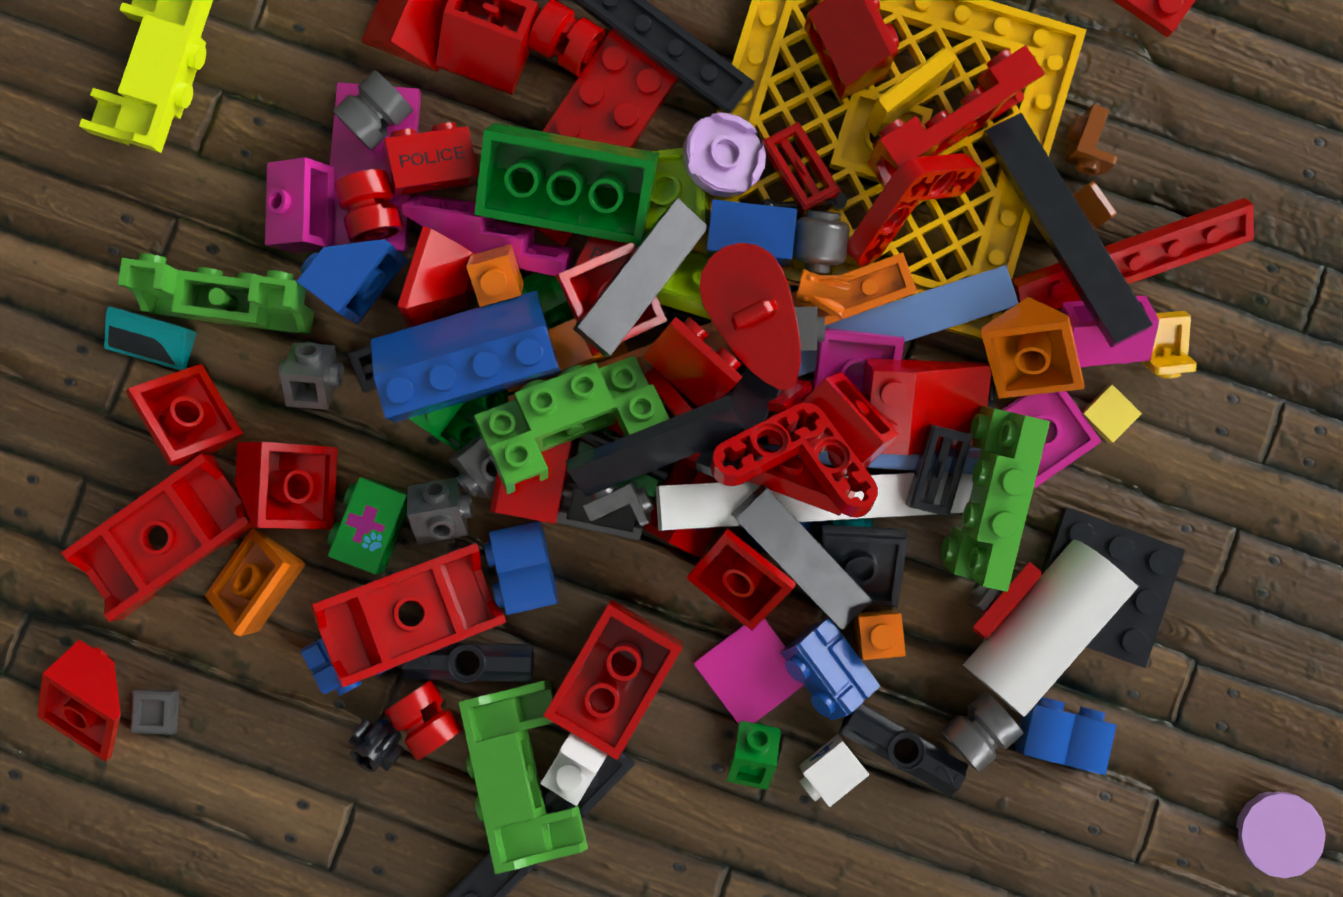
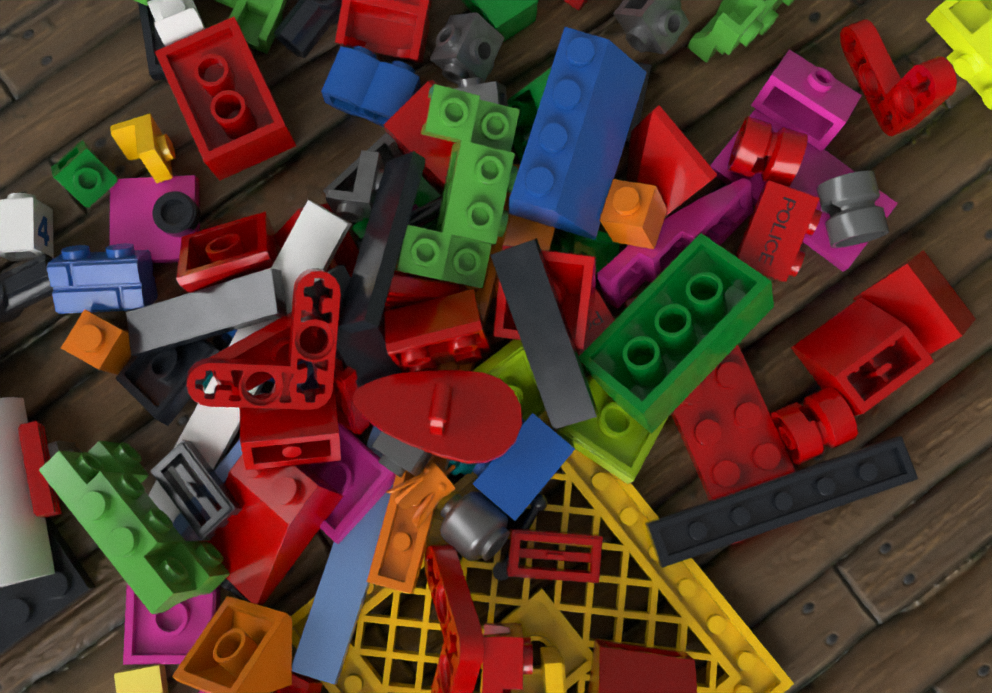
camera: 125 degrees right, 5 degrees down
(255, 132) = (895, 101): none -> red beam
(352, 275) = (712, 94): blue slope -> none
(688, 725) = (144, 140): none -> yellow bracket
(724, 155) = (612, 492): lavender tile -> none
(736, 652) = (176, 214): none -> black tile

